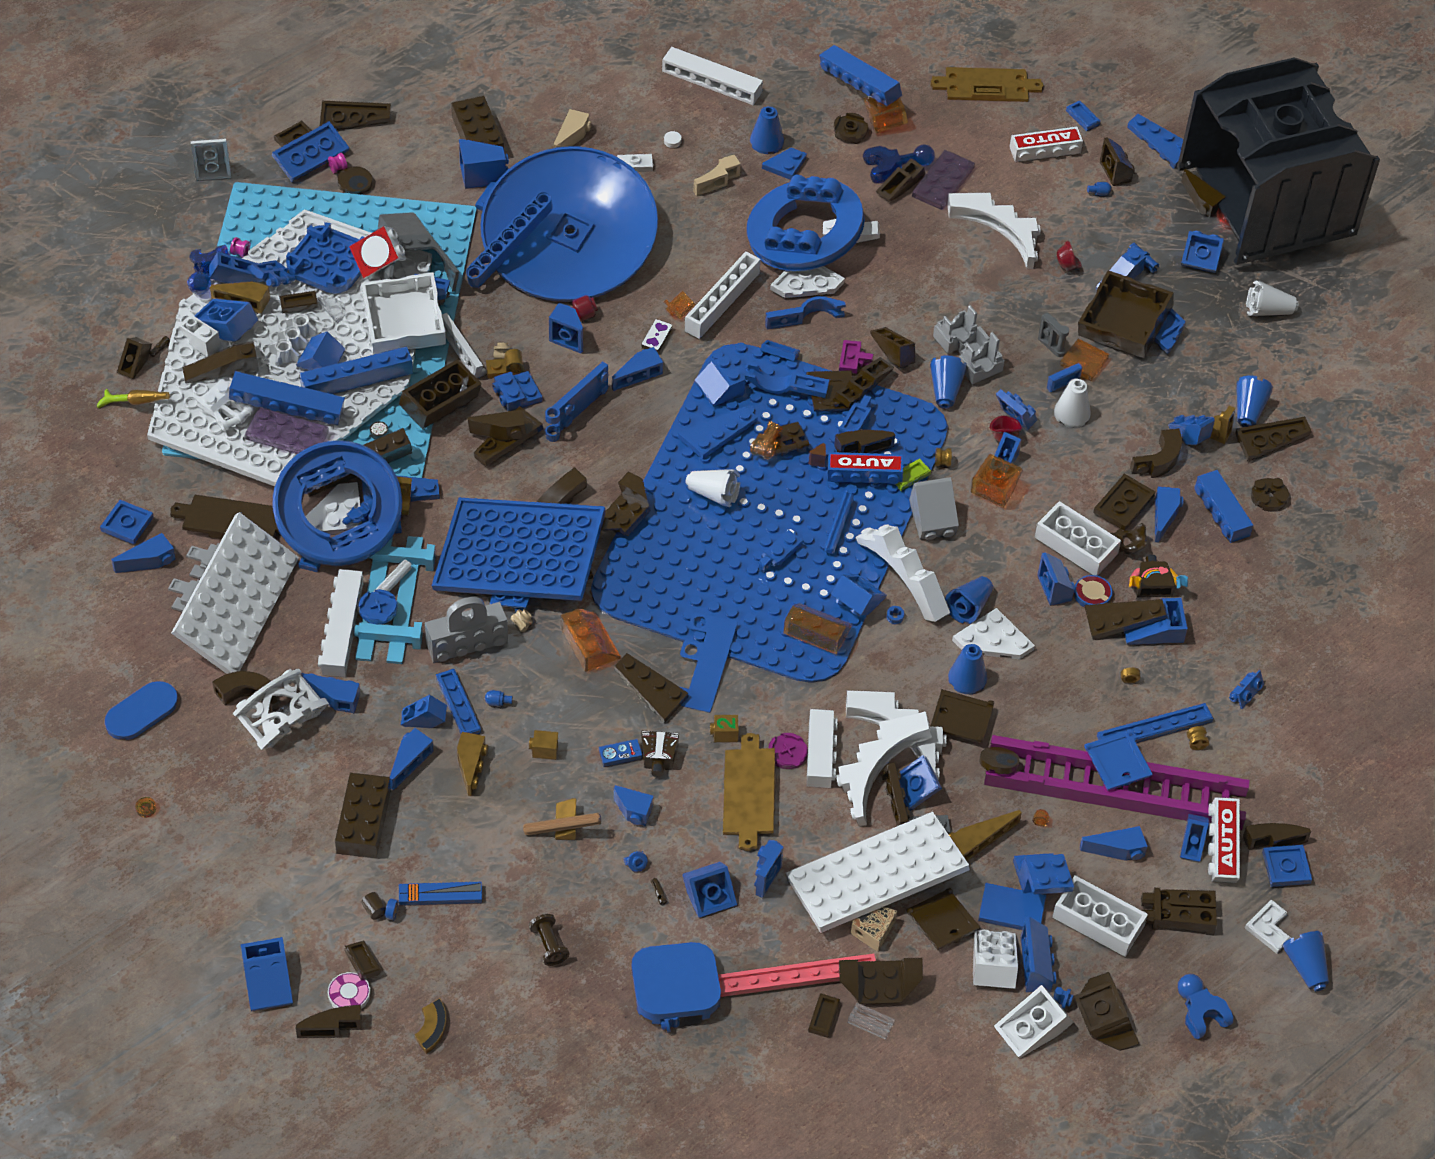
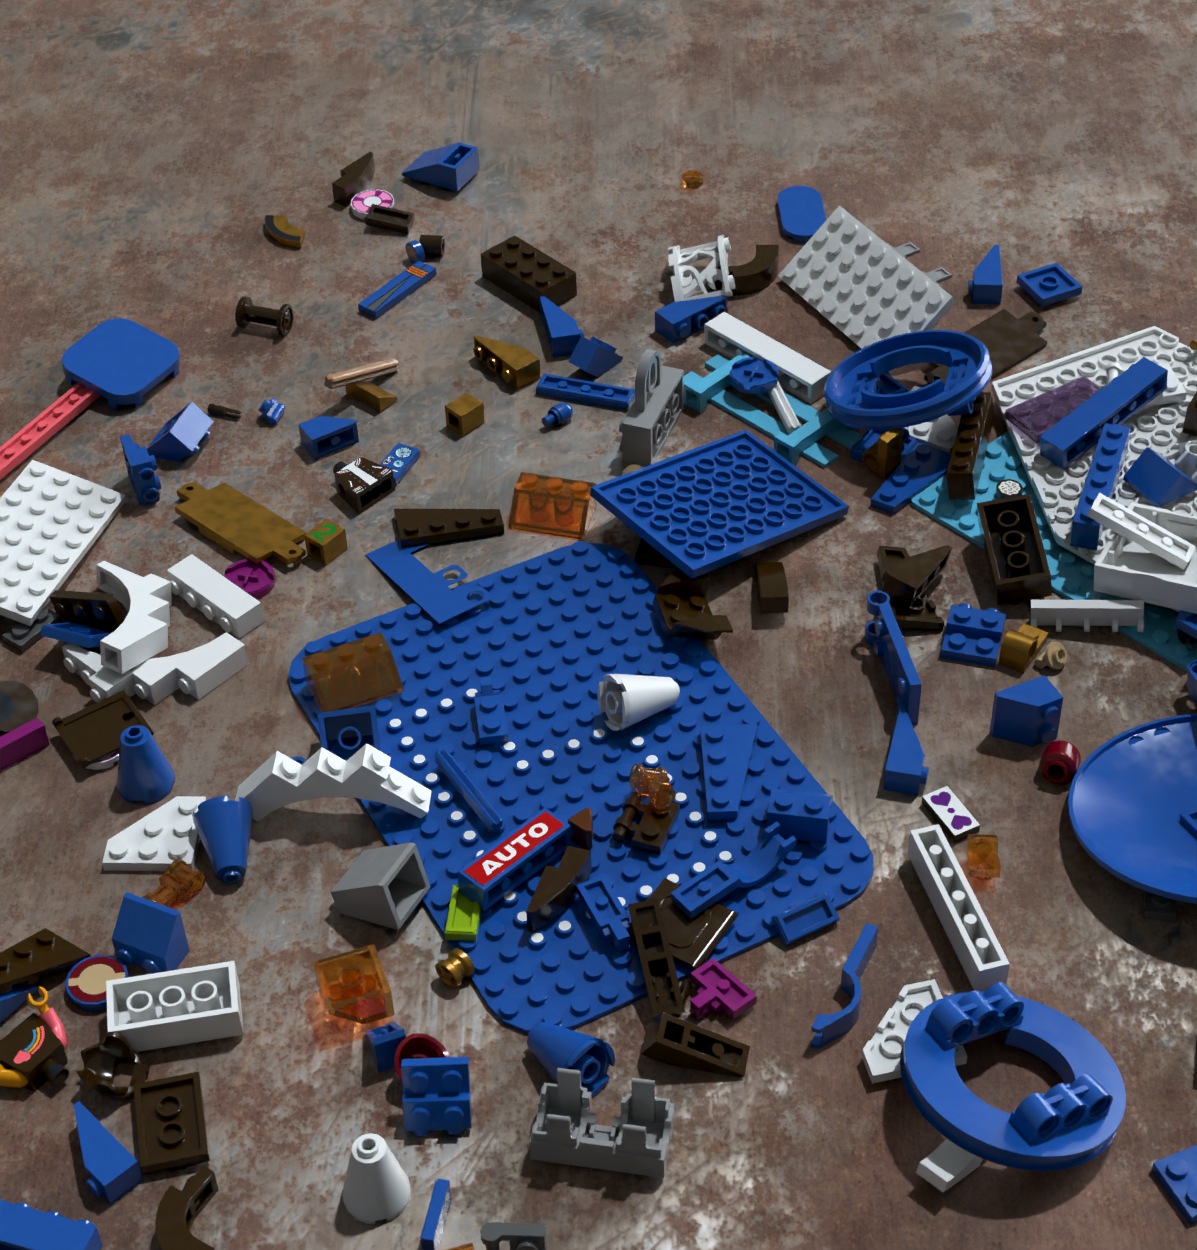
camera: 135 degrees right, 10 degrees down
(400, 323) = (1141, 531): none -> white plate
(1015, 601) = (176, 884): none -> clear orange connector

